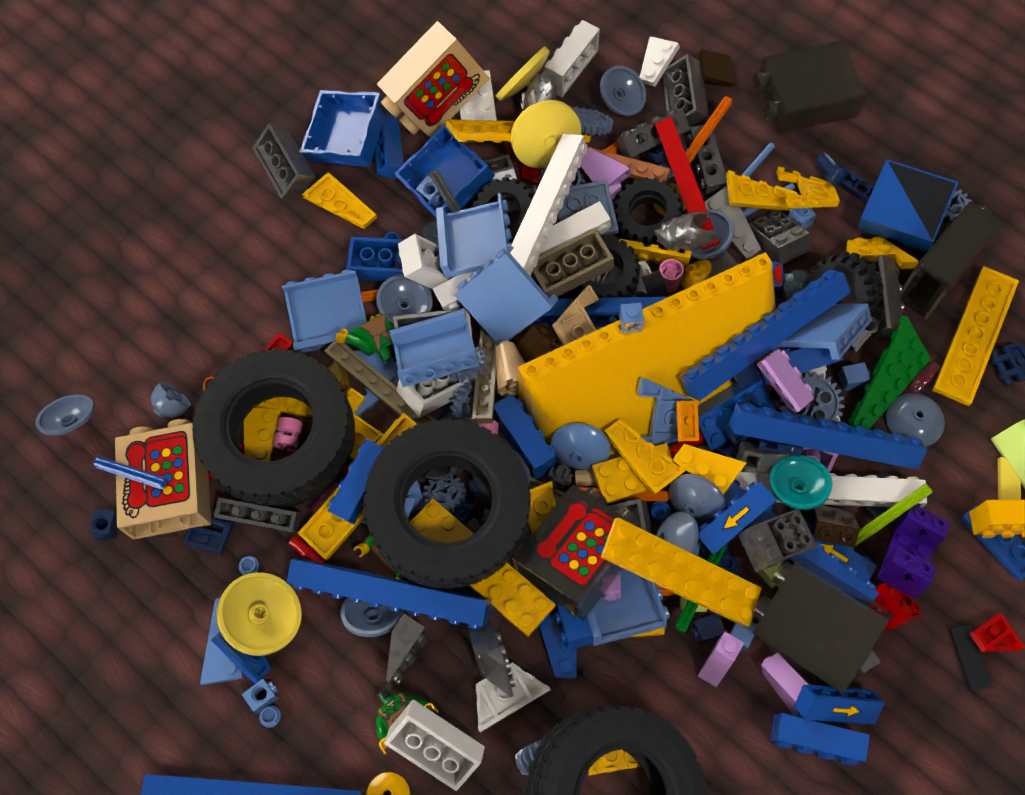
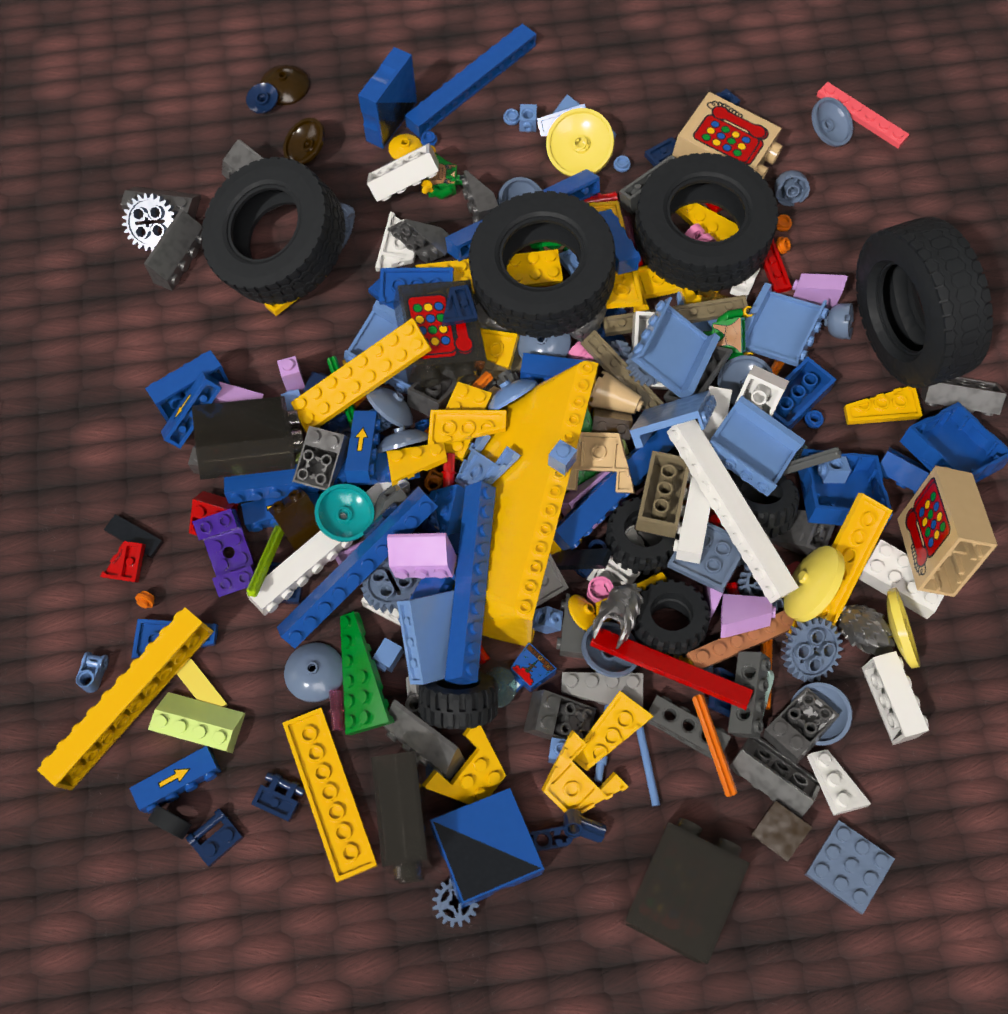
camera: 130 degrees right, 0 degrees up
(30, 405) = (866, 116): none -> coral plate
(130, 472) = (742, 117): blue axle -> none
(249, 190) = (956, 320): none -> black tyre
(265, 307) = (819, 287): none -> lavender slope
(284, 273) = (840, 321): none -> sand blue cylinder
(361, 776) = (428, 137): none -> blue plate
(551, 538) = (459, 307): none -> dark blue wing
(553, 616) = (392, 277): none -> blue wing
(642, 95) = (800, 726): none -> flat silver slope
(687, 420) = (460, 473): light orange hinge -> none
(698, 26) = (849, 867): none -> sand blue plate
(1002, 591) = (145, 599): none -> orange plate

